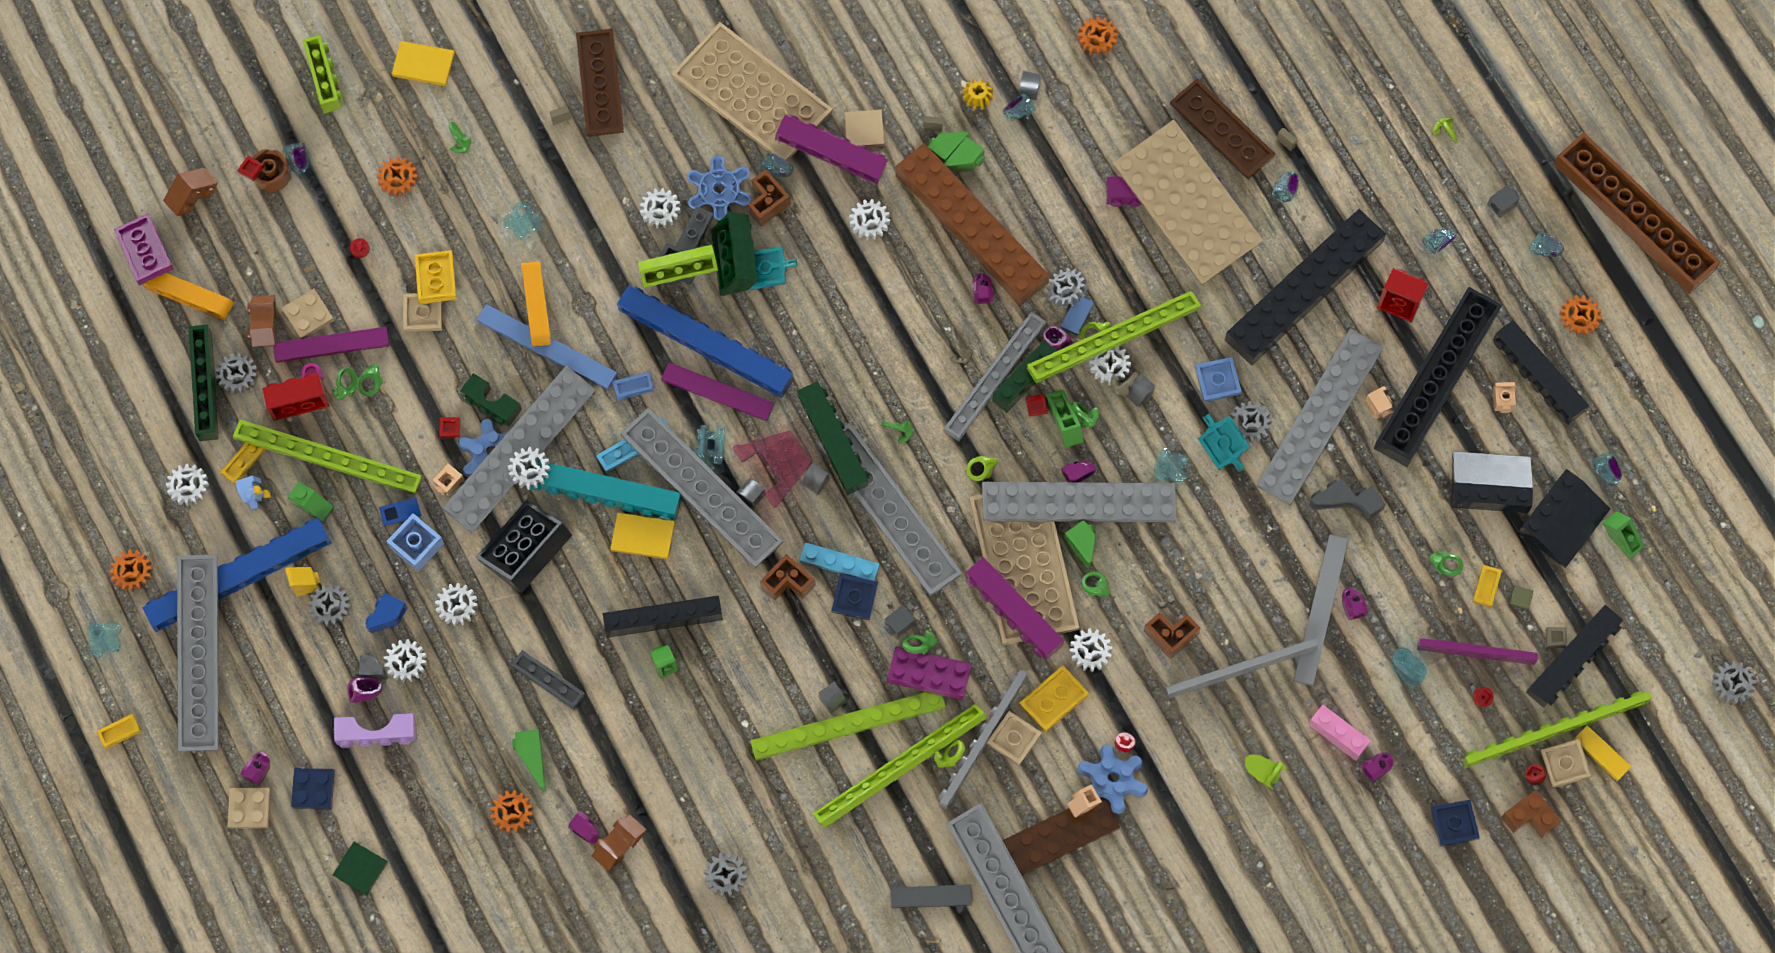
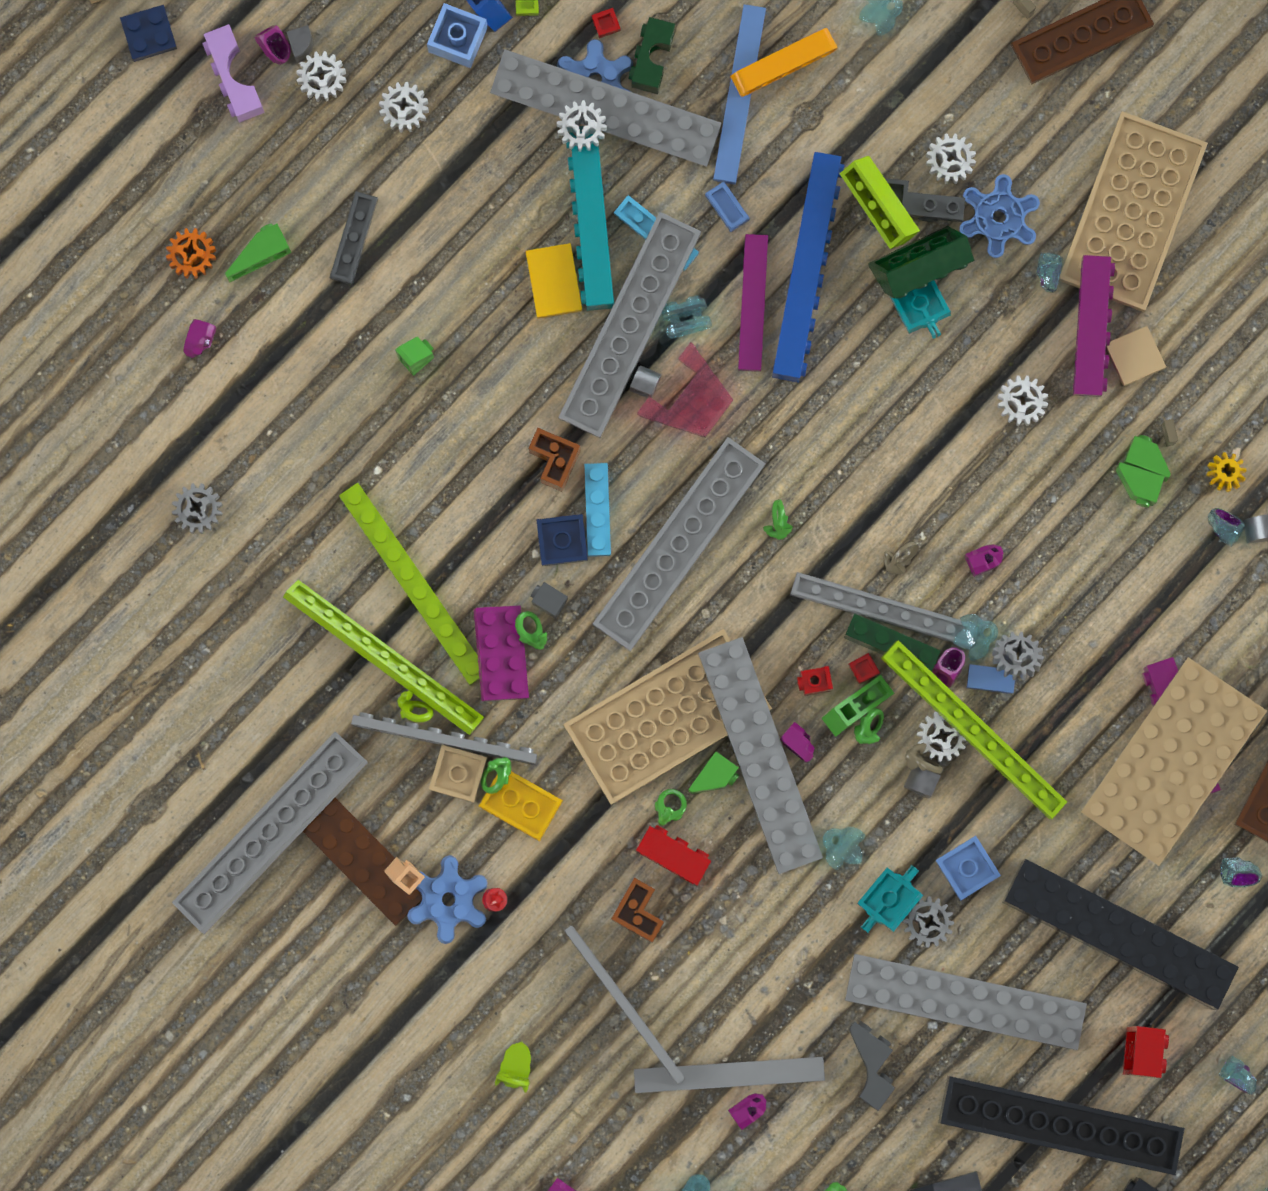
camera: 70 degrees right, 10 degrees up
(360, 868) = (77, 116): dark green tile -> none
(387, 613) = (368, 36): blue slope -> none
(447, 474) = (539, 36): light nougat brick -> none
(524, 546) = (496, 155): black slope -> none
(625, 834) = (189, 378): dark orange brick -> none
(662, 616) = (465, 336): black brick -> none
(771, 198) = (1002, 280): dark orange brick -> none
(815, 479) = (685, 448): flat silver brick -> none
(832, 697) = (436, 555): flat silver brick -> none
(833, 439) = (737, 450): dark green brick -> none
(931, 896) = (248, 741): dark grey tile -> none
(972, 224) = (1058, 520): dark orange brick -> none
(989, 464) = (771, 636): lime piece -> none
(1014, 609) = (605, 722): magenta brick -> none
(1023, 700) = (503, 769): none -> bright green piece
(1037, 435) = (823, 686): none -> red brick
(1040, 315) = (972, 636): none -> clear light blue plate
(1083, 648) = (578, 826): white gear -> none
(1098, 326) = (982, 711): lime piece -> none
(1135, 593) = (674, 855): none -> red brick
(1339, 732) = (586, 1140): bright pink brick -> none
(1380, 403) = (1004, 1067): light nougat brick -> none

